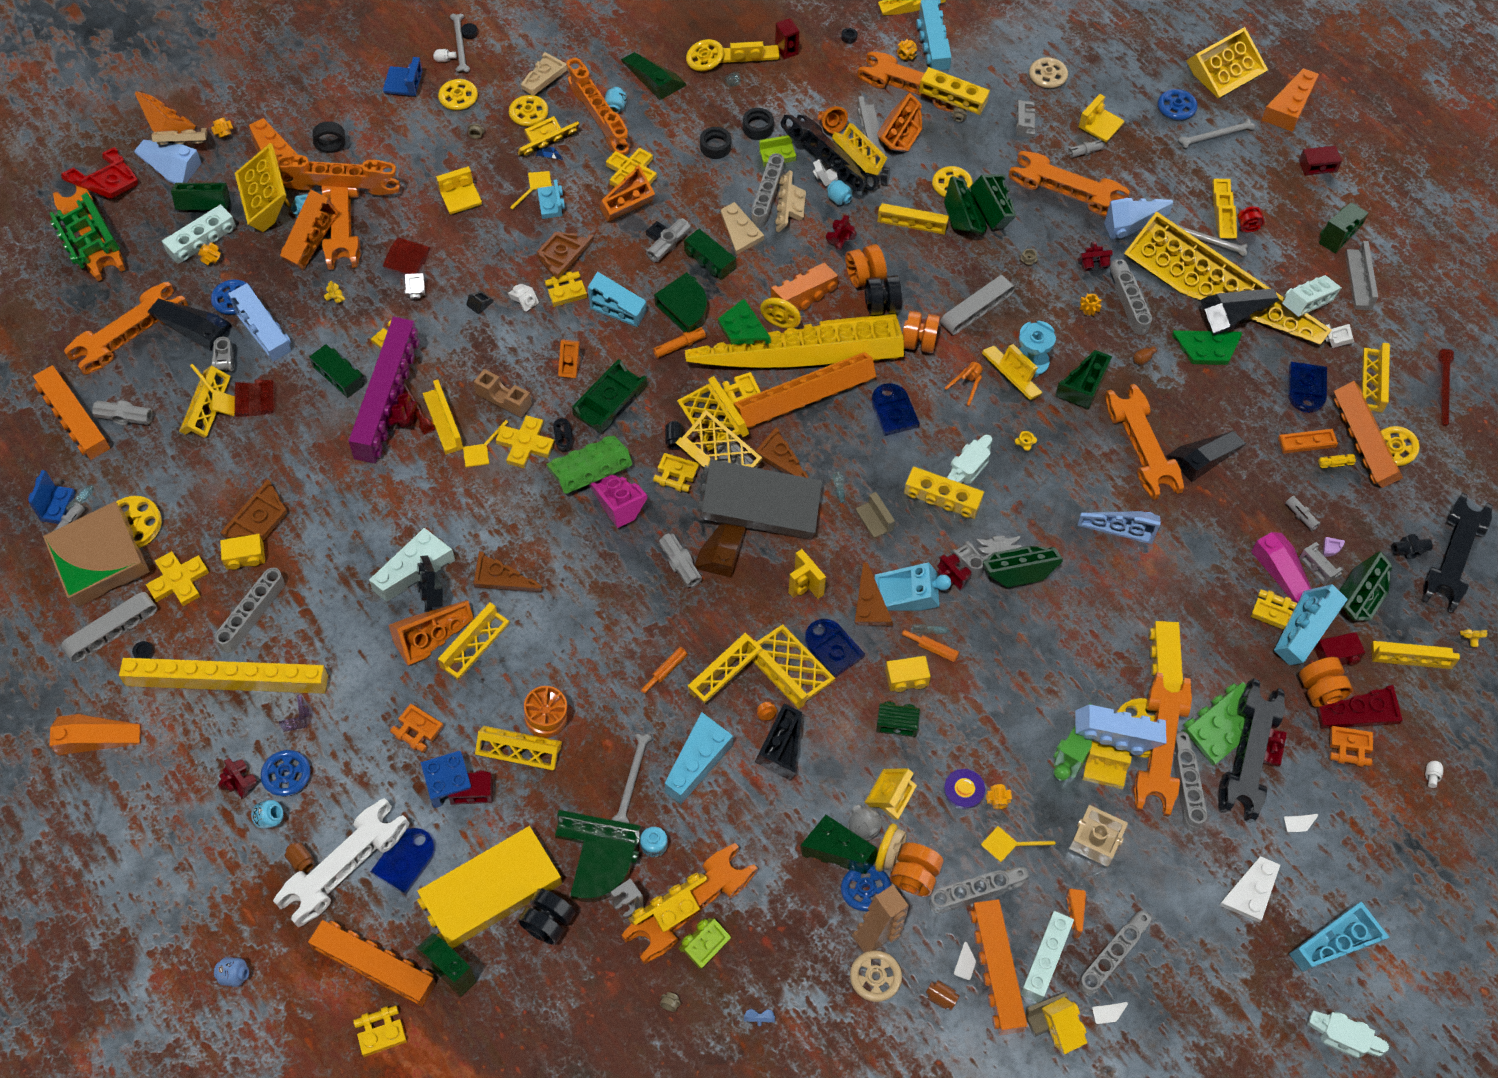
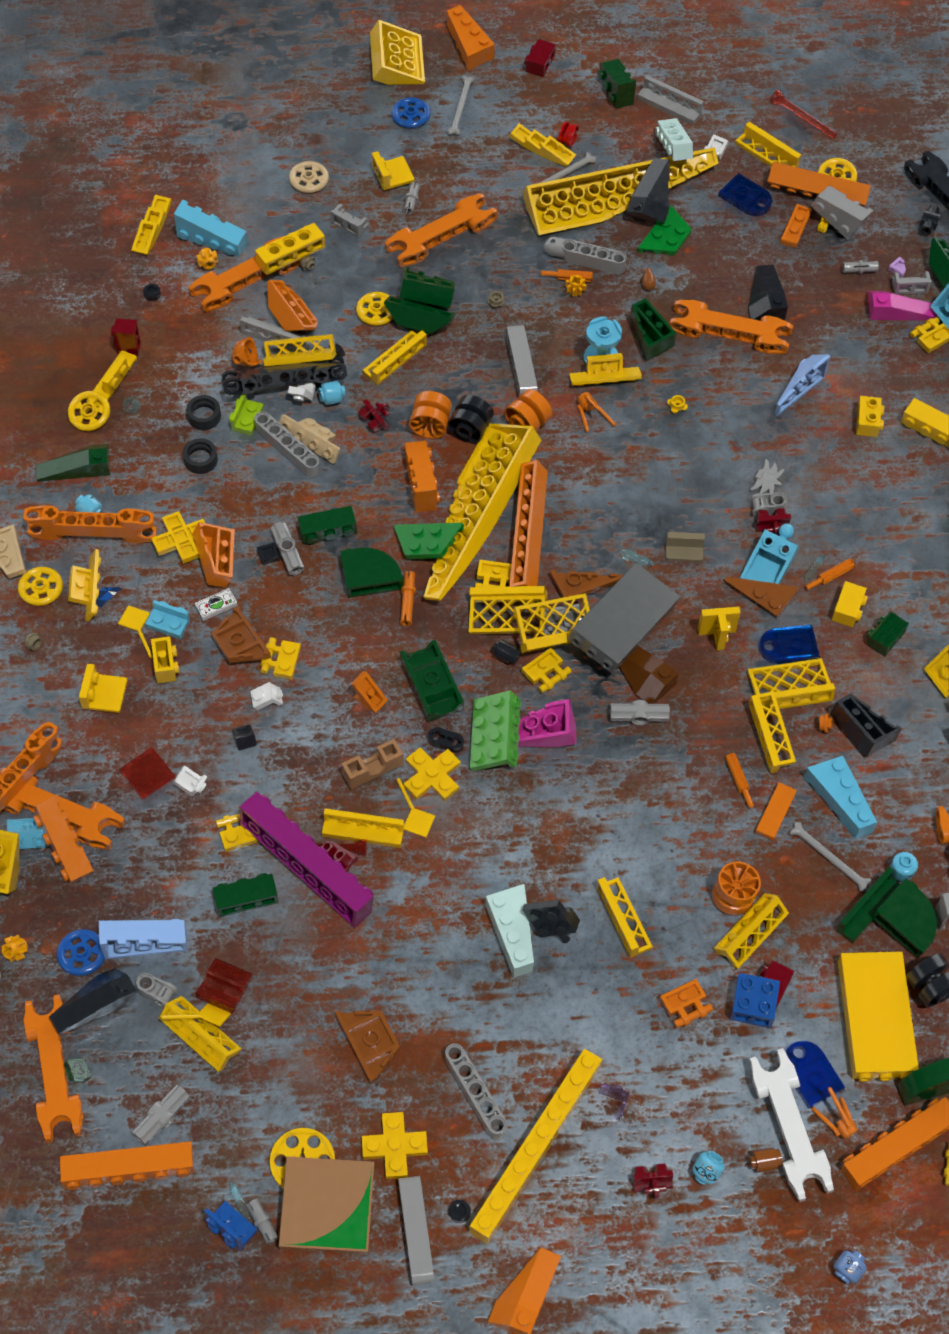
camera: 60 degrees left, 0 degrees up
(132, 343) = (77, 1070): none -> clear green tile
(242, 551) = (404, 1070): yellow brick -> none
(294, 786) = (672, 1119): blue plate -> none
(334, 292) = (146, 857): yellow plant -> none
(365, 908) = (846, 1125): none -> orange plant
(422, 633) = (588, 952): orange wedge -> none
(495, 575) = (563, 866): dark orange wing -> none
(509, 213) = (163, 659): none -> yellow brick
(587, 223) = (216, 604): none -> white tile
(615, 301) = (330, 623): medium azure wedge -> none
(650, 713) = (776, 811): none -> orange tile
(741, 229) = (311, 487): tan wing -> none
(781, 313) = (437, 503): yellow plate -> none
(894, 411) = (584, 478): clear blue tile -> none
(937, 484) = (693, 487): yellow brick -> none
(971, 461) = (676, 451): light aqua hinge -> none
(1022, 565) = (798, 468): dark green wedge -> none
(1093, 254) = (528, 253): dark red hips -> none
(1106, 304) = (565, 274): none -> orange axle
(1129, 216) = (508, 209): light blue wedge -> none
(1132, 597) = (869, 416): none -> yellow brick
(1347, 463) = (841, 212): none -> light grey wedge

